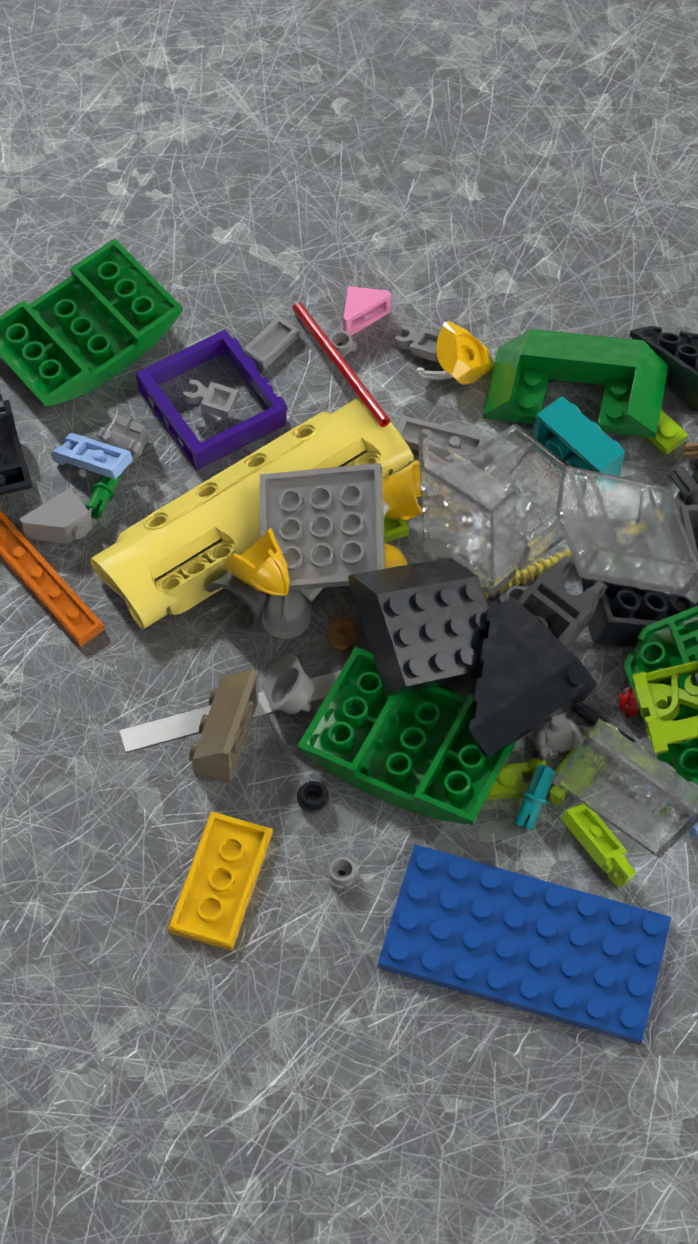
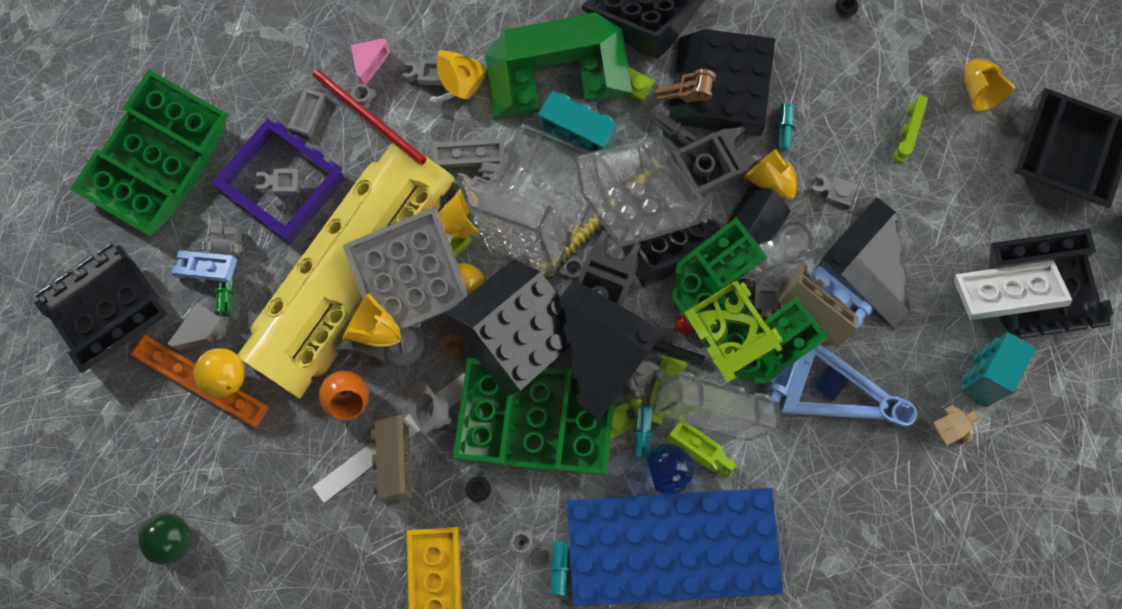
camera: 15 degrees left, 15 degrees up
(65, 565) = (219, 373): none -> yellow helmet
(195, 648) = (344, 395): none -> orange helmet
(376, 917) = (559, 568): none -> teal axle
(553, 848) = (670, 468): none -> clear blue helmet

